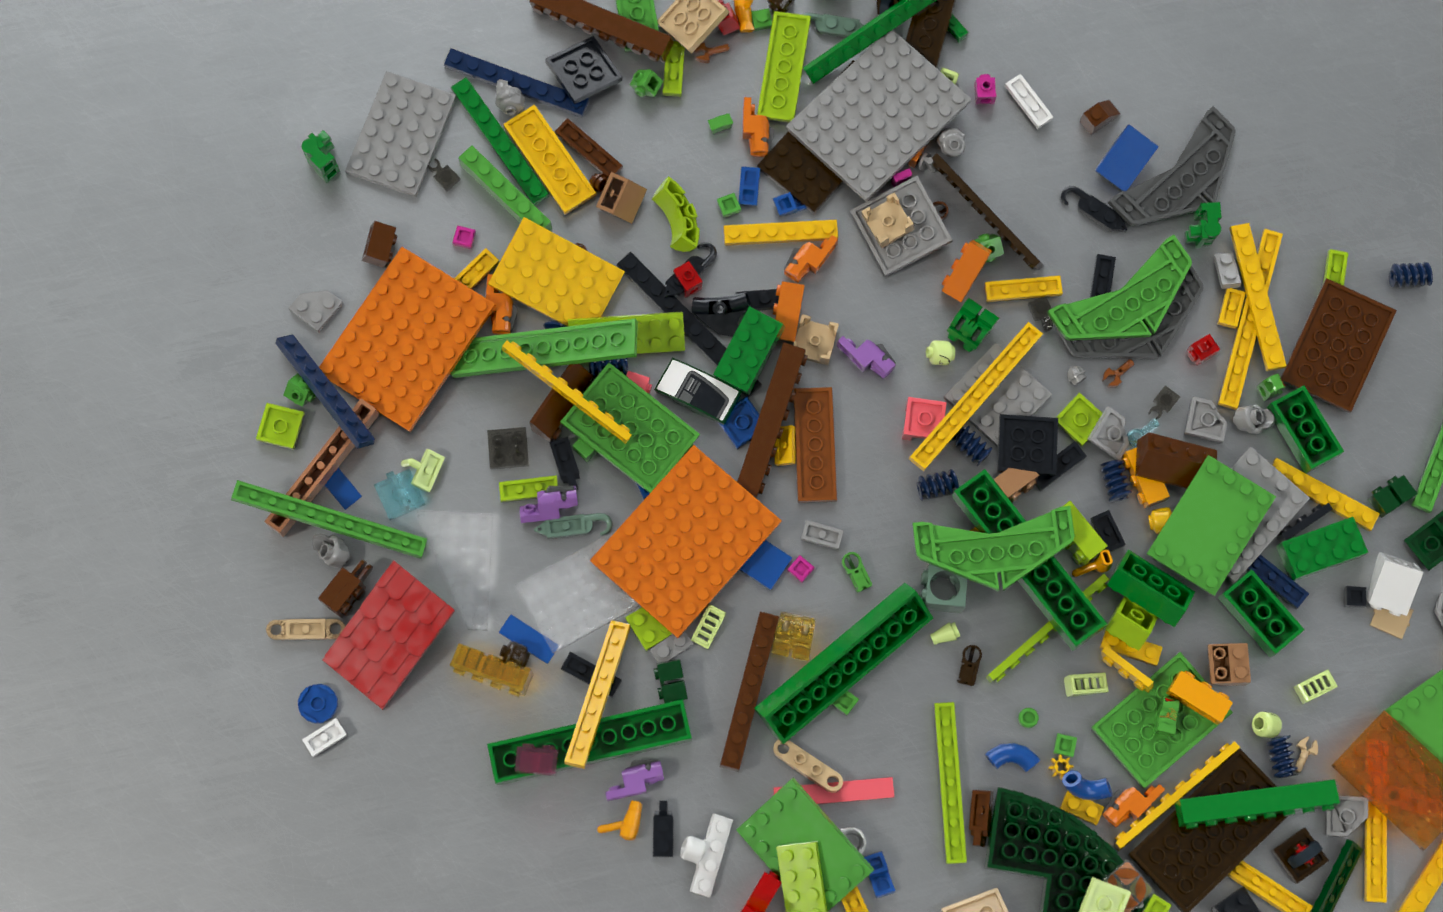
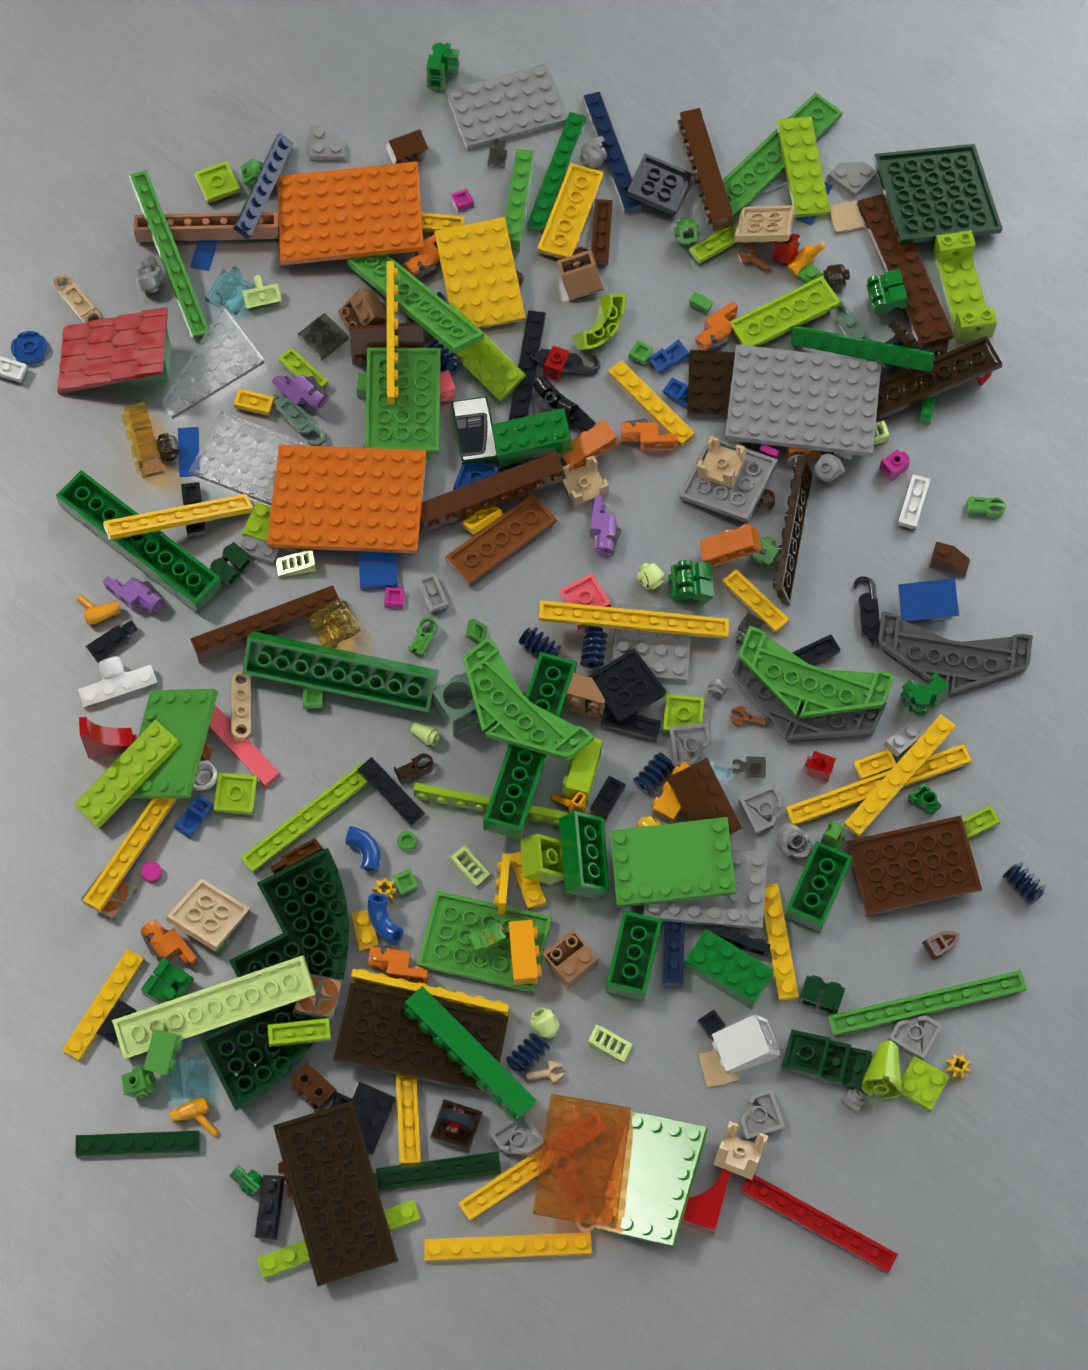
camera: 55 degrees right, 10 degrees down
(345, 589) = (125, 299): reddish brown brick -> none
(513, 399) = (363, 309): none -> medium nougat slope
(526, 551) = (254, 402): none -> yellow plate
(536, 760) = (92, 507): clear pink brick -> none
(565, 461) = (343, 381): black hinge -> none
(884, 526) = (476, 631): none -> bright green plate
(885, 826) = (235, 793): none -> lime plate
(978, 699) = (390, 792): none -> black plate
(1071, 53) = (982, 505): none -> bright green piece
(1282, 293) = (925, 798): none -> green plate
(1413, 375) = (941, 943): none -> reddish brown plate

